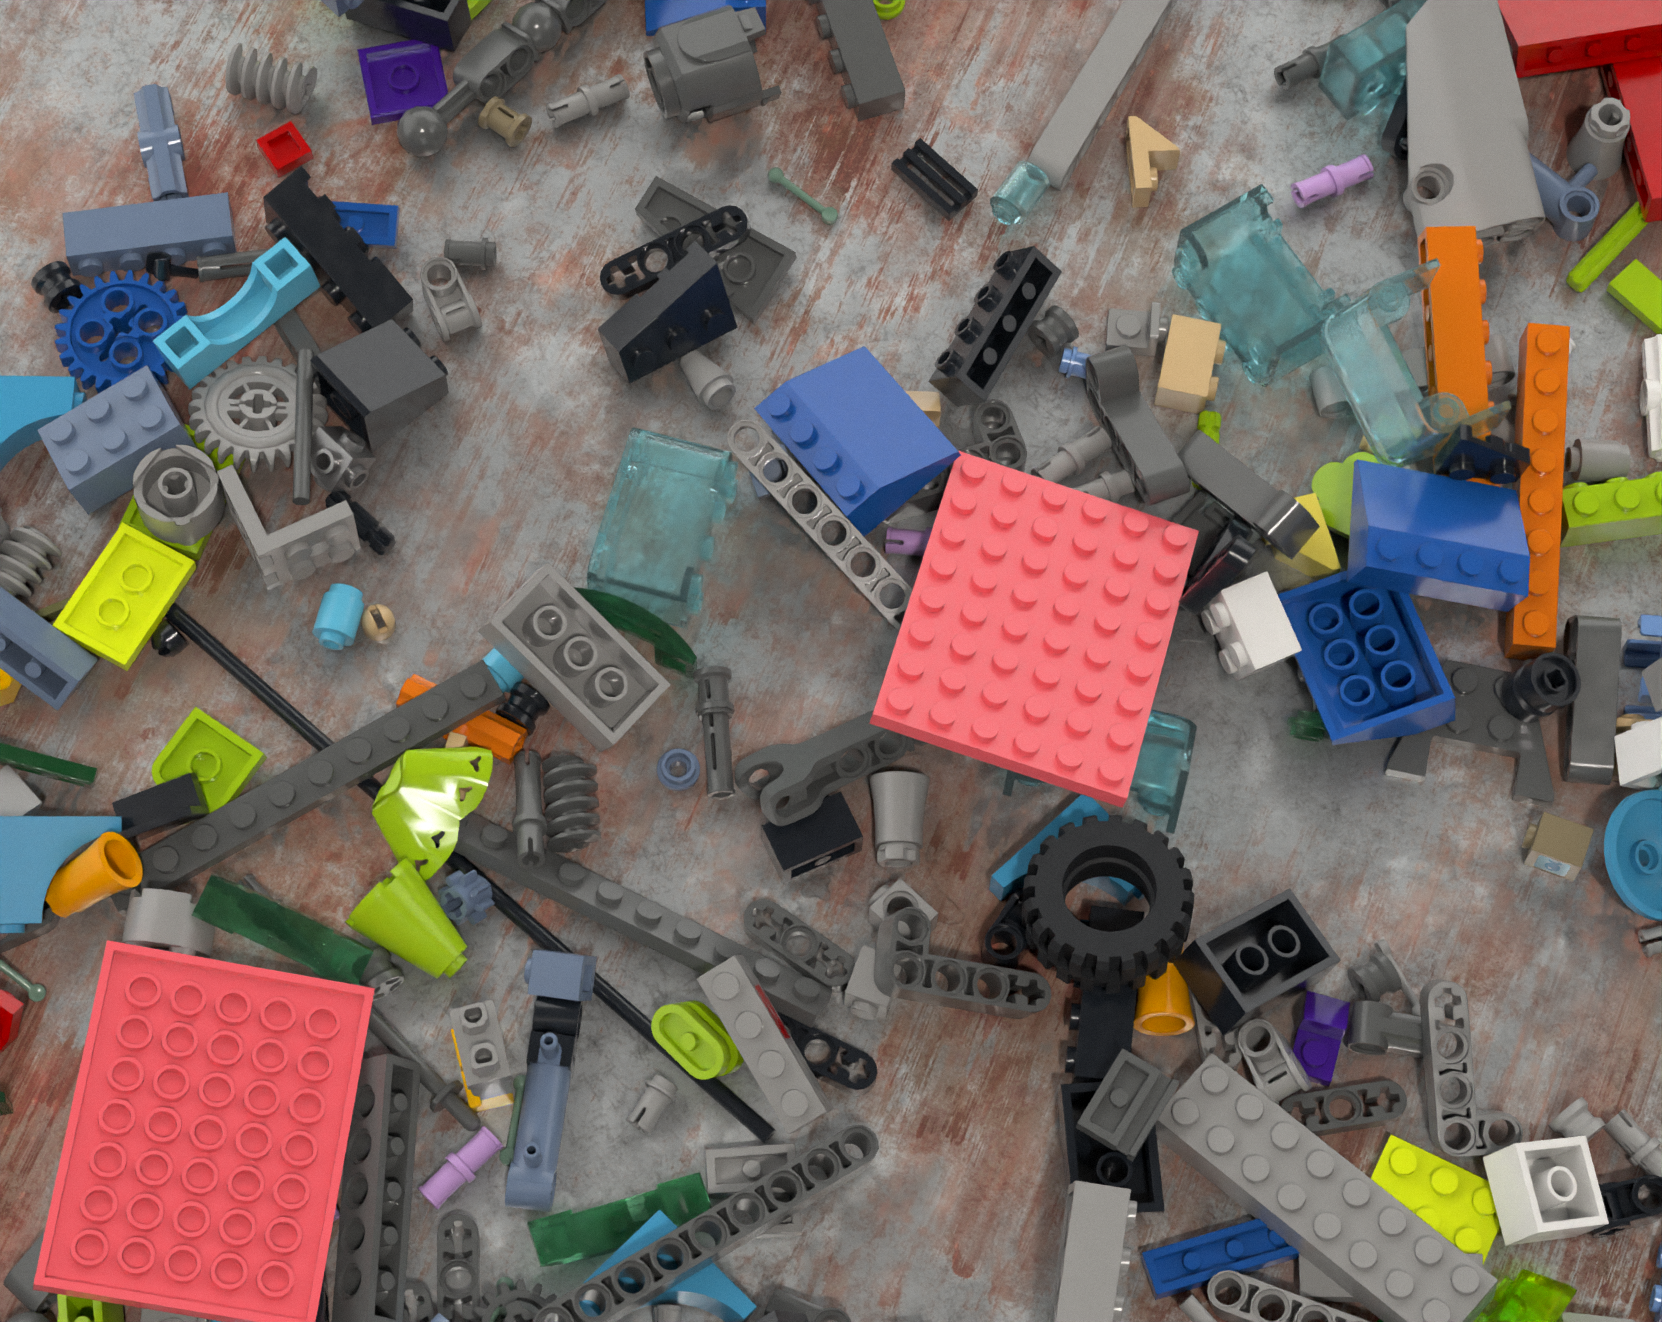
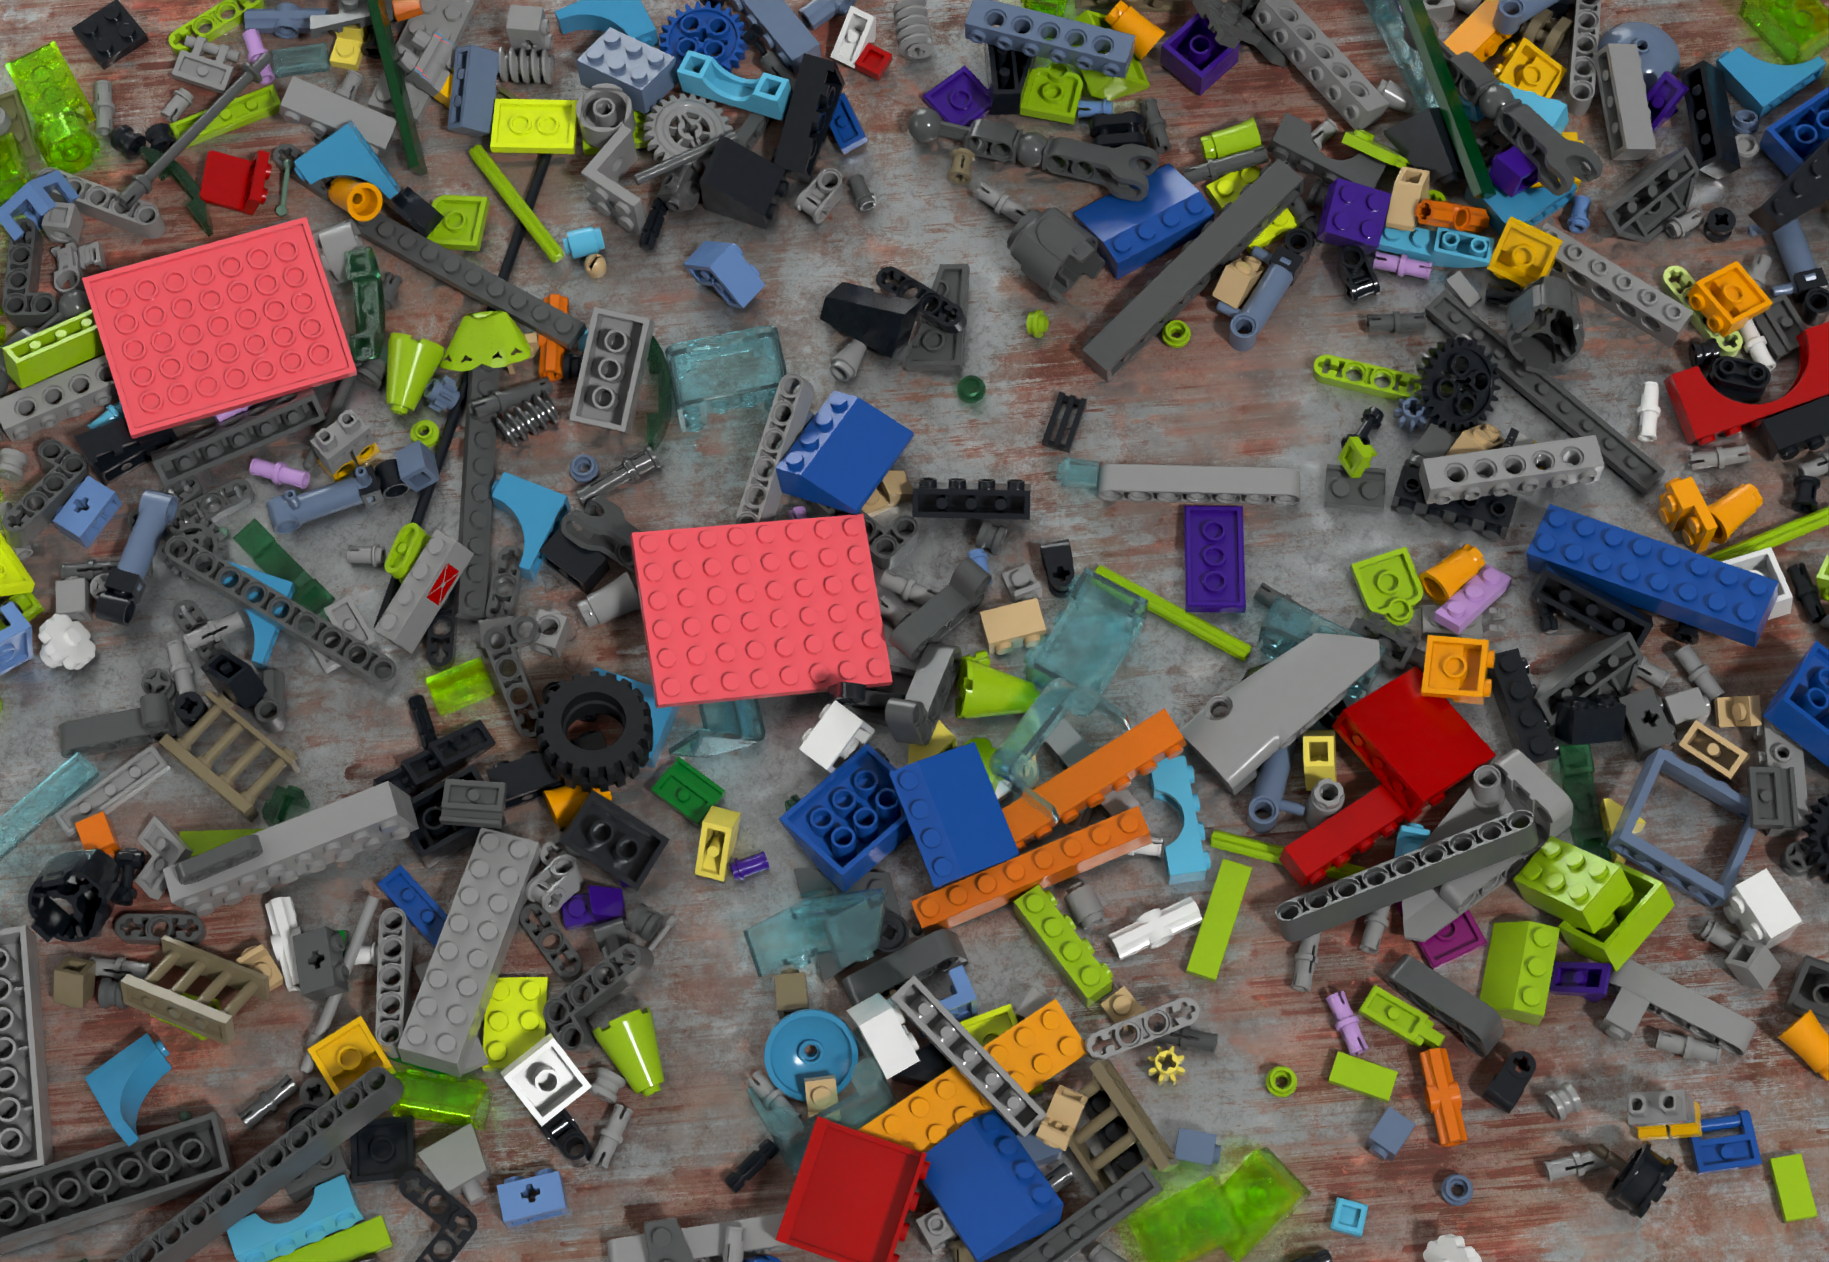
camera: 70 degrees right, 0 degrees up
(168, 640) = (525, 164): black hinge -> none
(227, 674) = (516, 203): none -> lime axle
(239, 150) = (855, 34): none -> white slope
(494, 458) = (726, 270): none -> medium blue brick
(512, 961) = (428, 440): none -> lime plate
(714, 857) = (535, 511): none -> dark azure arch
(783, 141) = (1037, 323): none -> lime plate
(829, 214) = (1005, 375): sand green hinge -> none
(829, 260) = (971, 389): none -> clear green plate
(921, 1066) = (460, 686): none -> clear neon green panel
(944, 1137) = (422, 720): none -> black axle
(1013, 1149) = (440, 759): none -> black slope
(1130, 275) = (1058, 565): none -> black piece
(1146, 154) = (1149, 531): tan slope -> none
(1215, 104) = (1214, 559): none -> dark purple tile
(1219, 845) = (688, 791): none -> green plate
(1270, 428) = (991, 692): none -> lime cone
(1271, 177) = (1182, 618): none -> lime axle
(1307, 840) = (717, 842): none -> light yellow slope
(1332, 181) = (1200, 654): lavender pin -> none
(1355, 819) = (749, 866): none -> dark purple pin
(1471, 457) = (1012, 809): black wing -> none
(1501, 745) = (834, 924): none -> clear light blue windscreen
(1545, 1066) = (634, 1050): none -> lime cone
(1549, 112) = (1319, 756): none -> light yellow slope
(1591, 315) = (1185, 856): none -> medium azure arch

